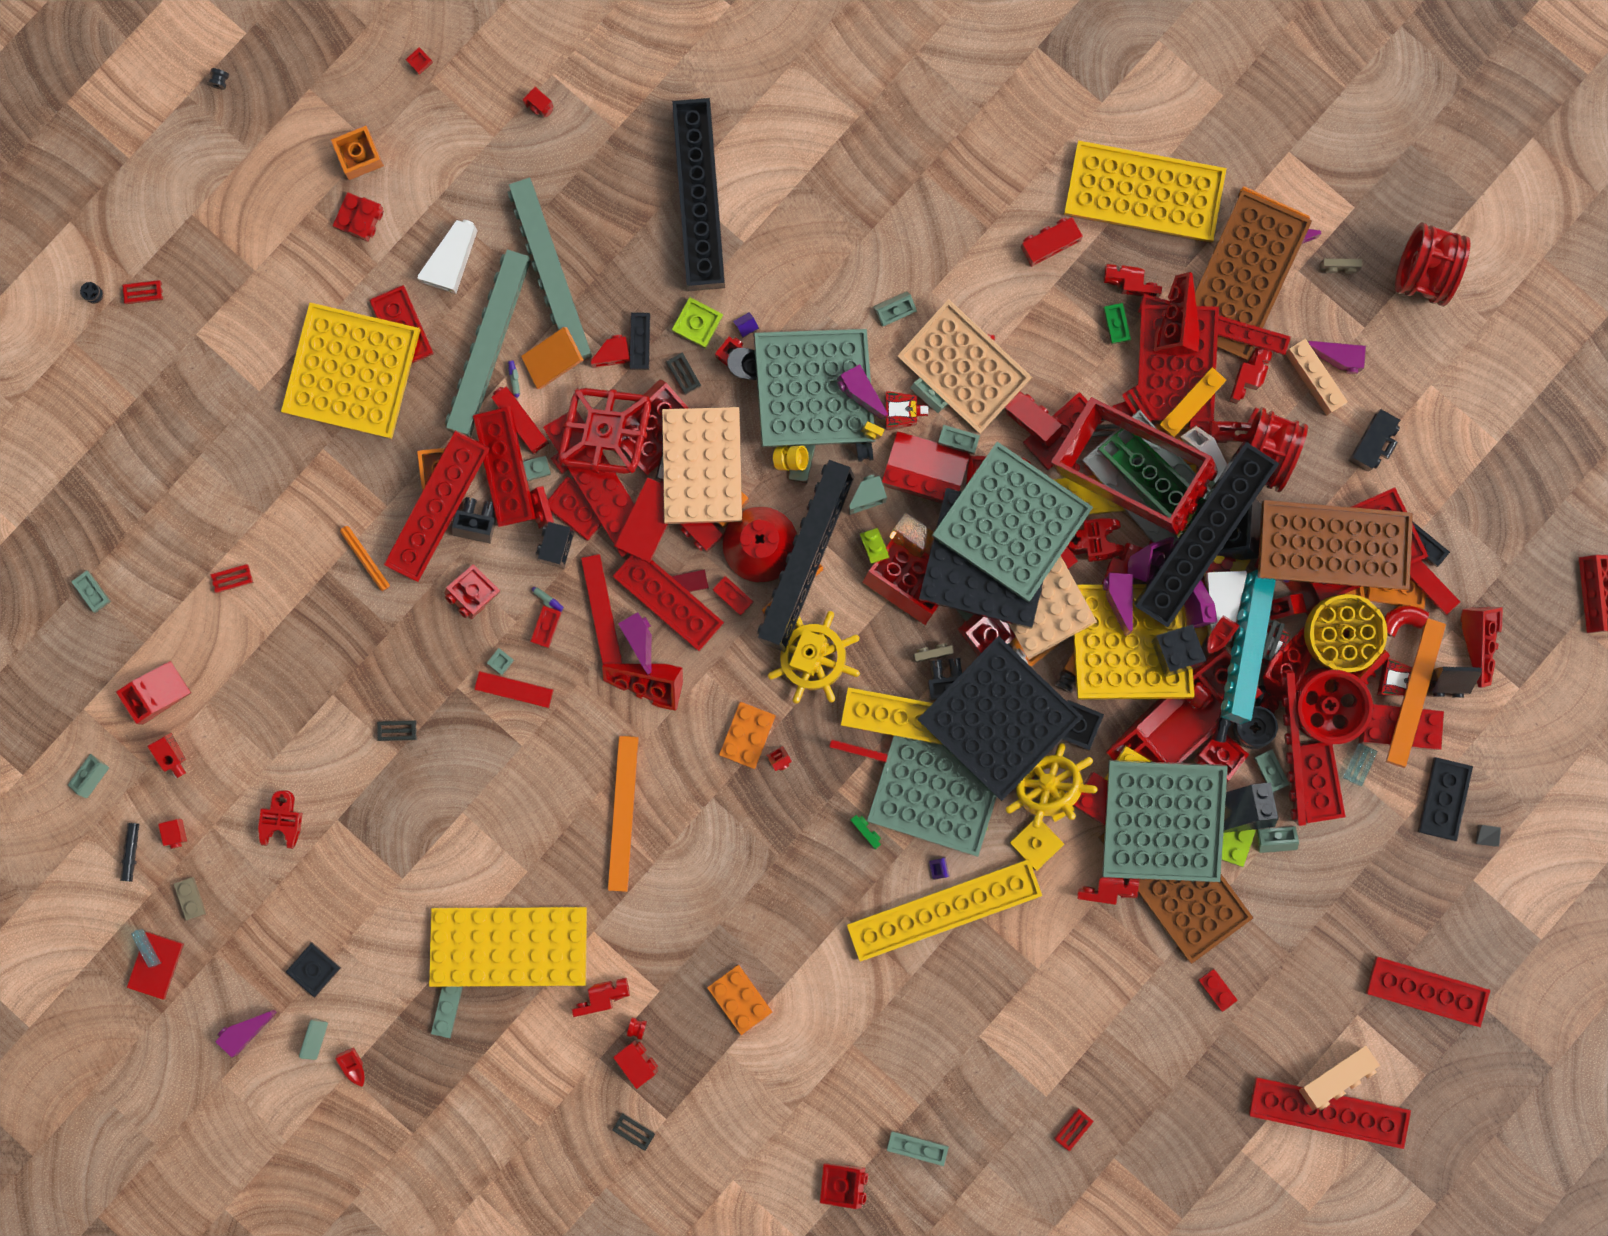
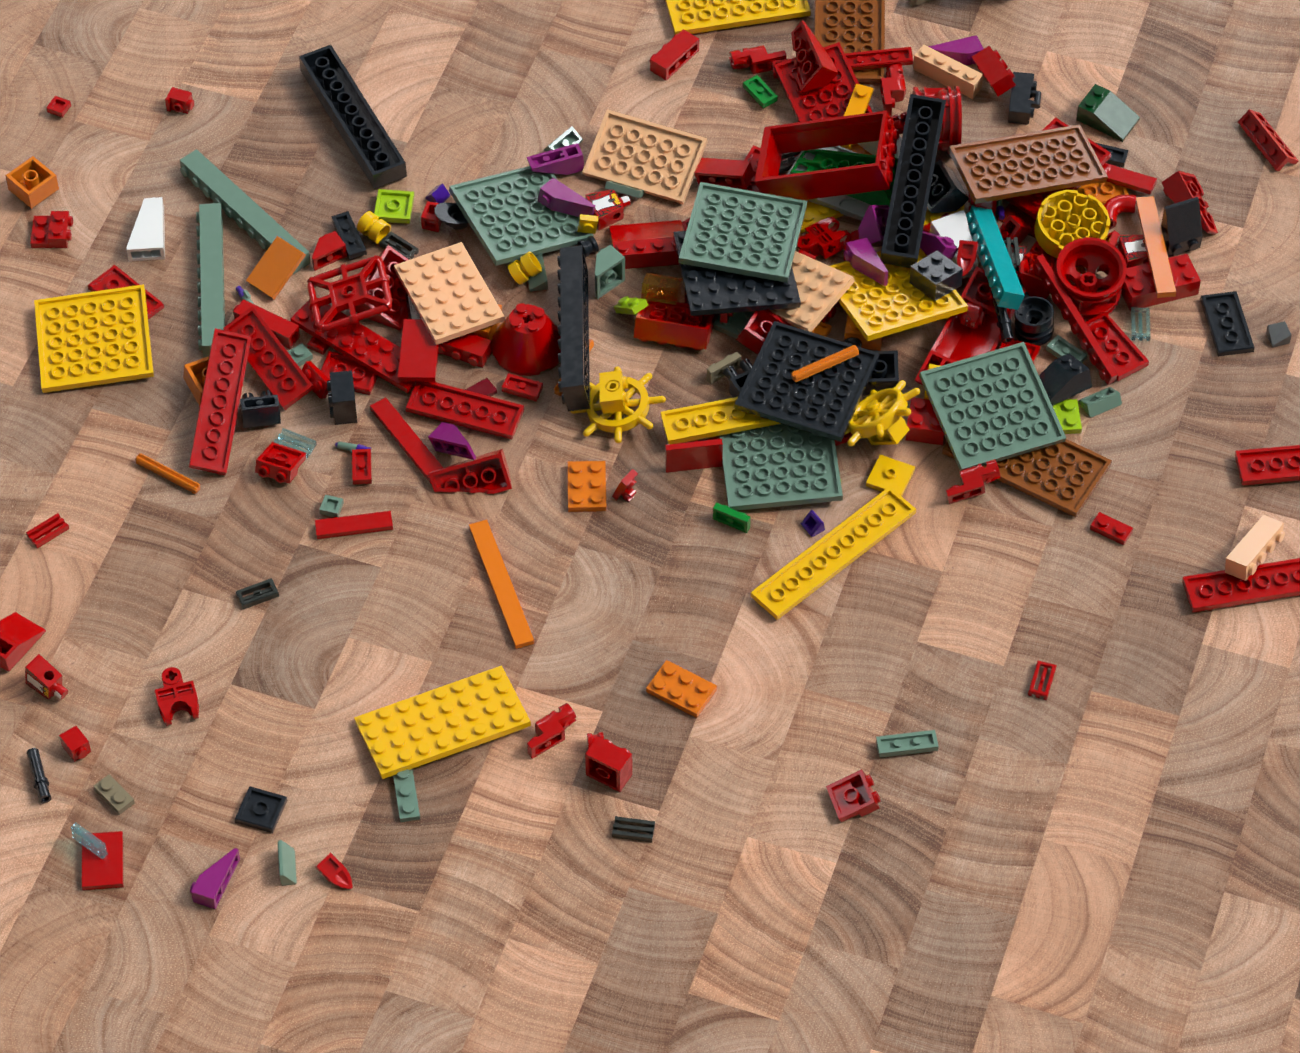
camera: 25 degrees left, 30 degrees down
(485, 559) = (296, 440): none -> clear light blue tile
(665, 343) = (372, 227): none -> yellow wheel
(875, 336) = (558, 161): none -> magenta slope
(958, 439) = (666, 212): sand green plate -> none
(1025, 710) = (824, 363): none -> orange axle
(1362, 399) = (994, 70): none -> red brick
(1452, 496) = (1106, 113): none -> slope

